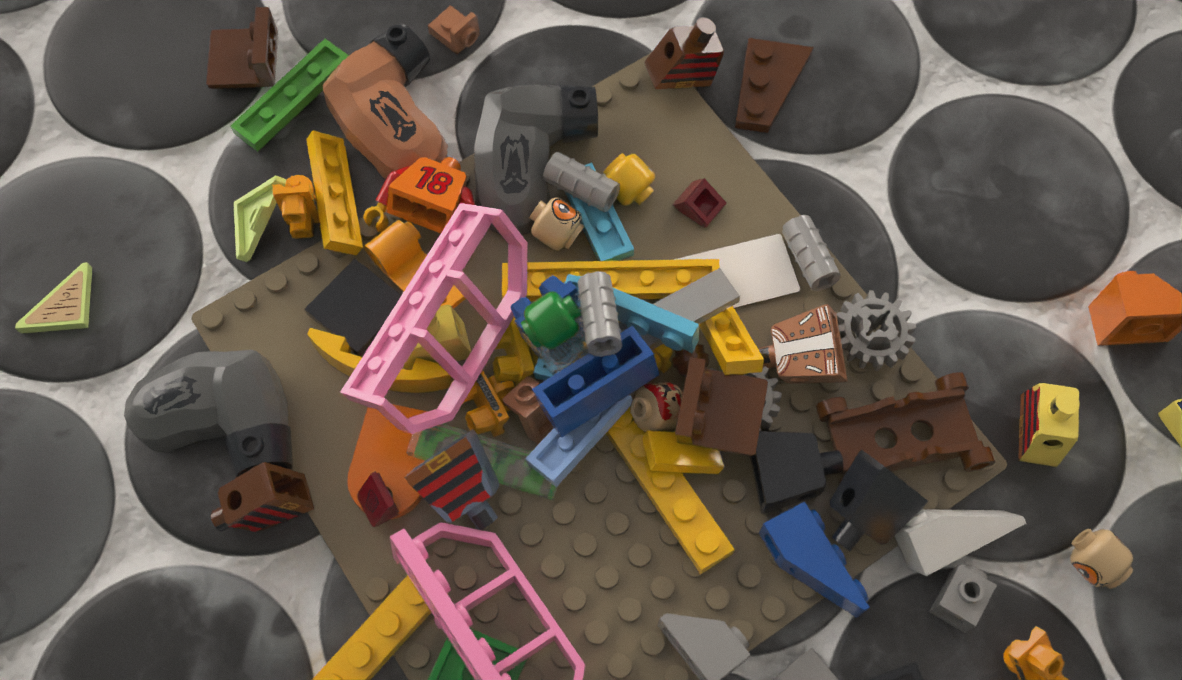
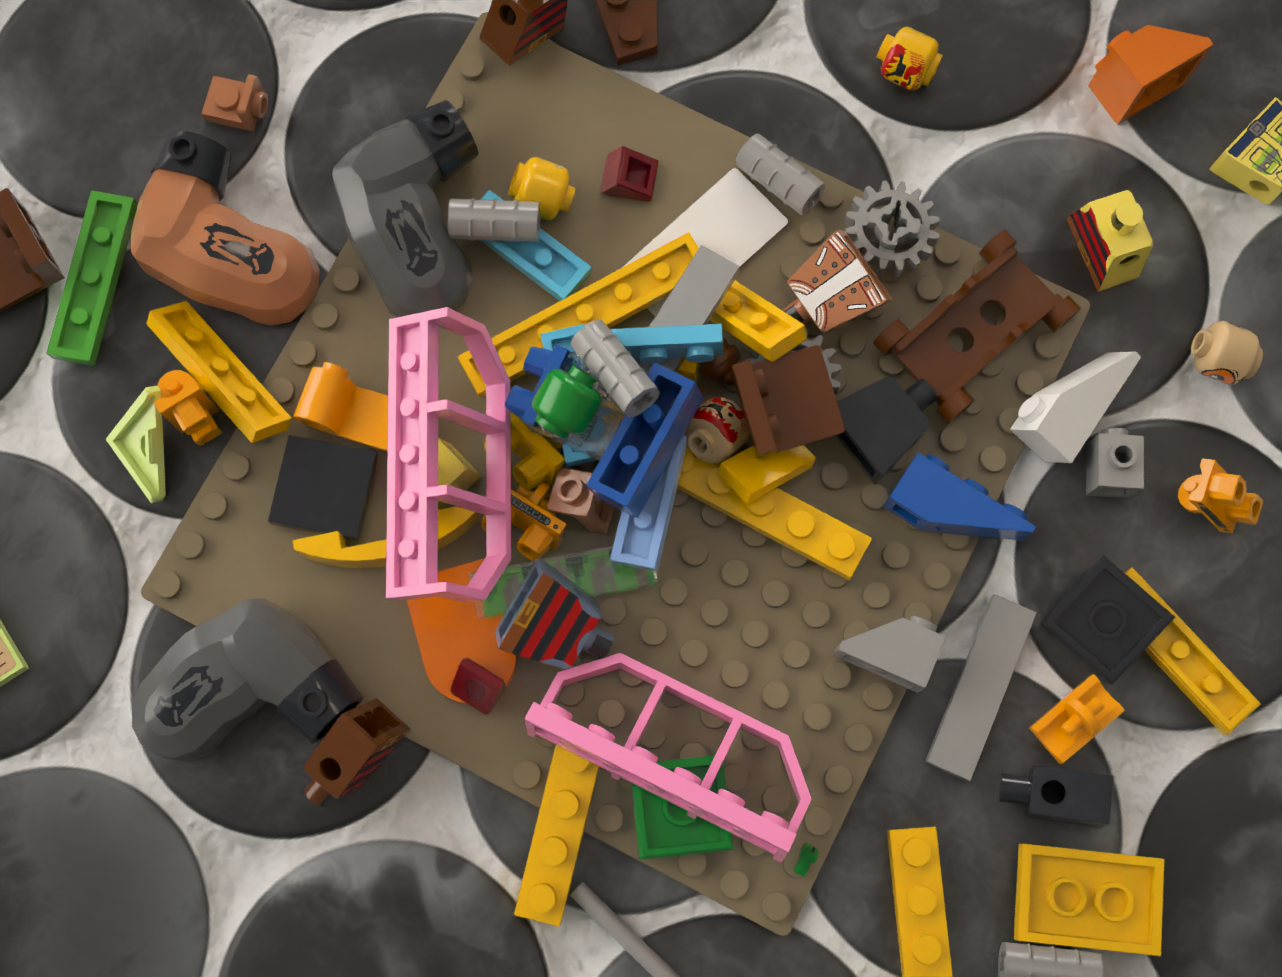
camera: 30 degrees left, 10 degrees up
(422, 194) = (330, 322): orange torso -> none
(556, 223) = (492, 281): tan head -> none
(872, 503) = (985, 418): black torso -> none
(954, 219) = (909, 58): none -> yellow head

